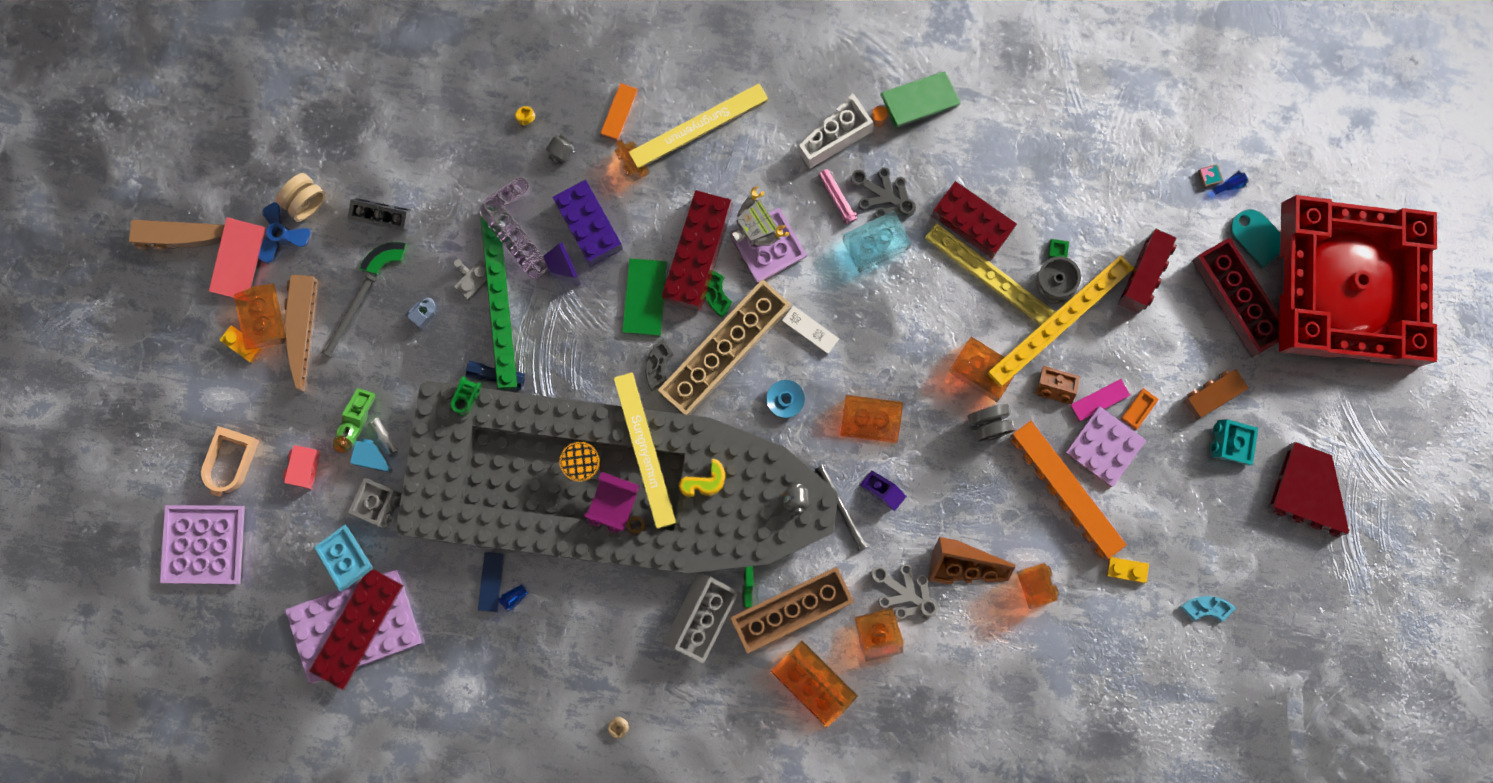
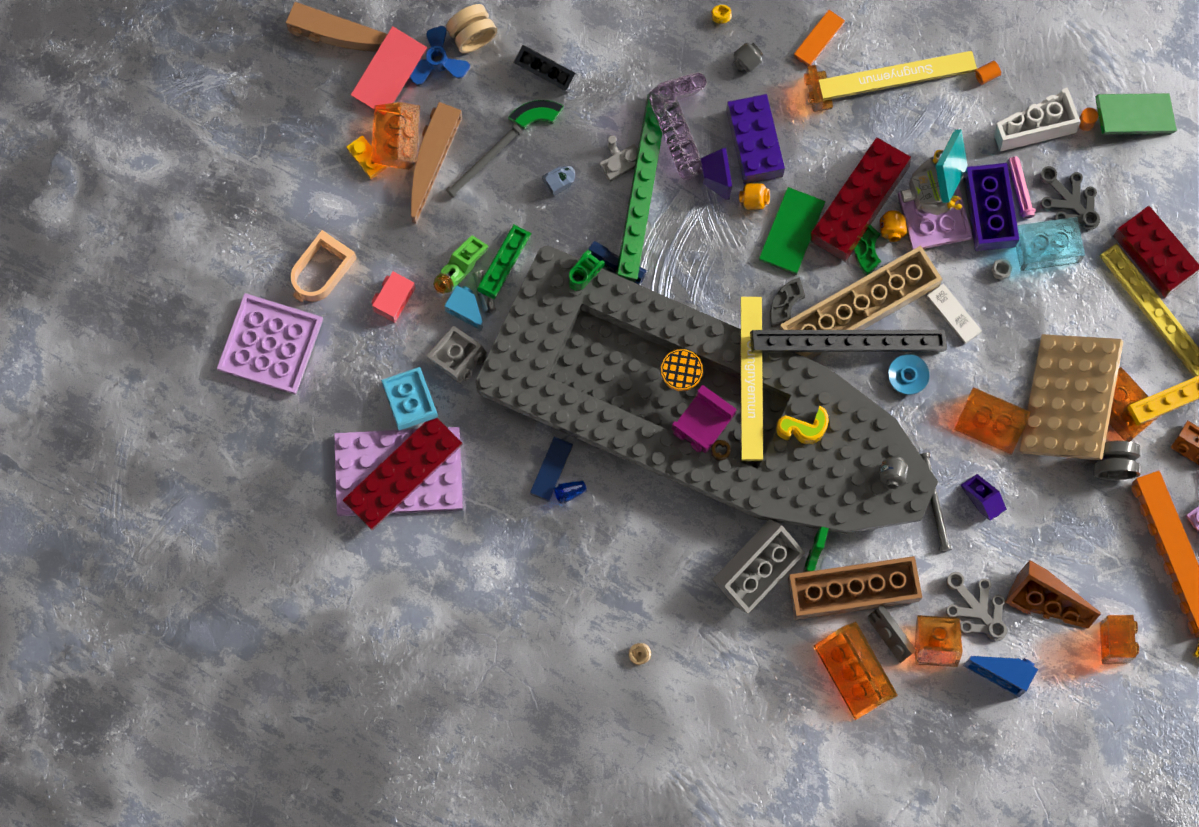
camera: 15 degrees right, 5 degrees down
(393, 405) = (504, 262): none -> green tile
(602, 276) = (754, 196): none -> light orange head
(721, 387) = (848, 341): none -> black plate
(733, 266) = (893, 226): none -> light orange head
(769, 198) = (951, 166): none -> teal tile
(778, 99) = (987, 72): none -> orange piece
(815, 223) = (991, 207): none -> dark purple brick
(836, 640) = (891, 633): none -> dark grey hinge
(841, 276) = (1001, 269): none -> light grey tile
(935, 376) = (1071, 396): none -> tan plate
(952, 646) = (1008, 673): none -> blue slope

